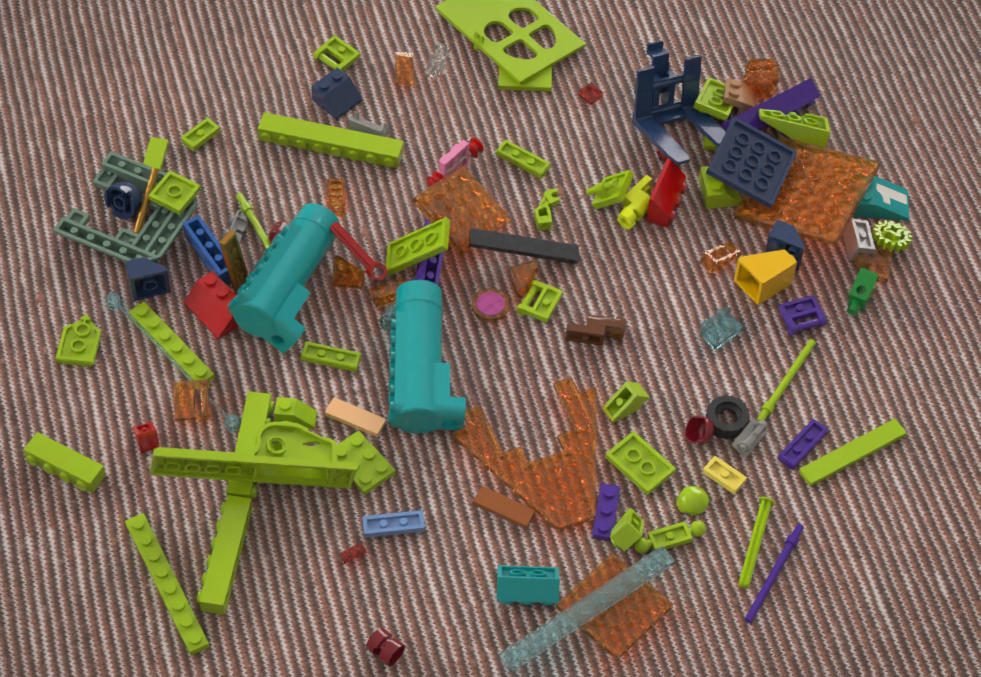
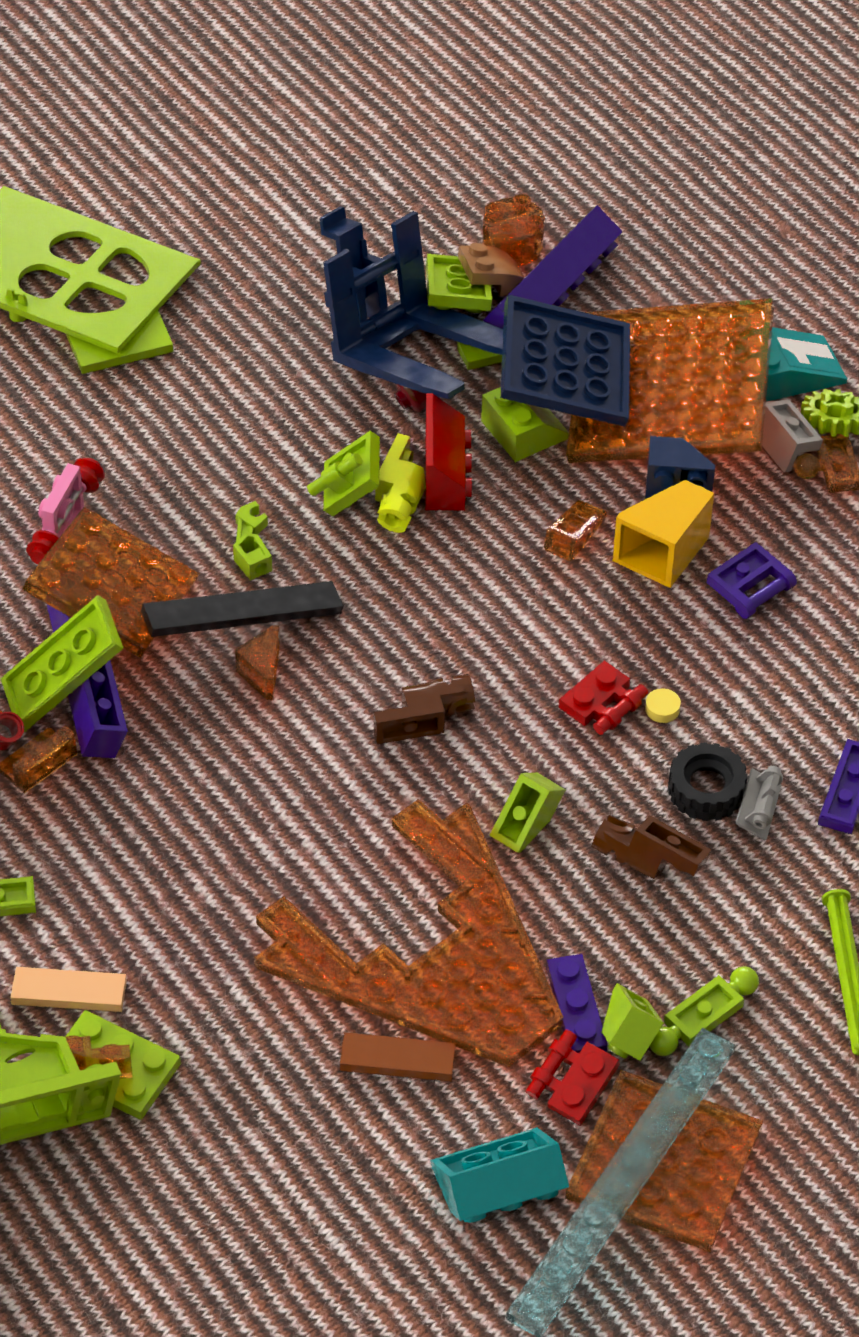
camera: 20 degrees left, 5 degrees down
(344, 452) = (86, 1056): none -> clear orange slope
(353, 552) = (166, 1226): clear red pin -> none
(385, 319) = (58, 802): clear light blue cone -> none
(393, 523) = (217, 1150): medium blue plate -> none
(418, 378) = (157, 887): teal piece -> none
(490, 305) = (224, 725): tile -> none
(523, 159) = (174, 472): lime tile -> none
(545, 303) = (318, 692): lime plate -> none
(589, 553) = (582, 1083): none -> red plate
(590, 93) = (242, 335): clear red tile -> none
(640, 463) = (598, 904): lime plate -> none
(680, 441) = (650, 846): none -> reddish brown plate
(692, 349) = (597, 691): none -> red plate
(692, 500) = (713, 937): lime hair -> none
(699, 430) = (676, 810): dark red hair -> none
(720, 328) = (628, 641): clear light blue bracket -> none
(723, 368) = (662, 705): none -> light yellow tile
(724, 475) = (746, 877): light yellow plate -> none
(769, 406) = (766, 743): lime bar -> none
(806, 129) = (619, 288): lime wedge -> none
(862, 291) = (832, 520): green torso -> none

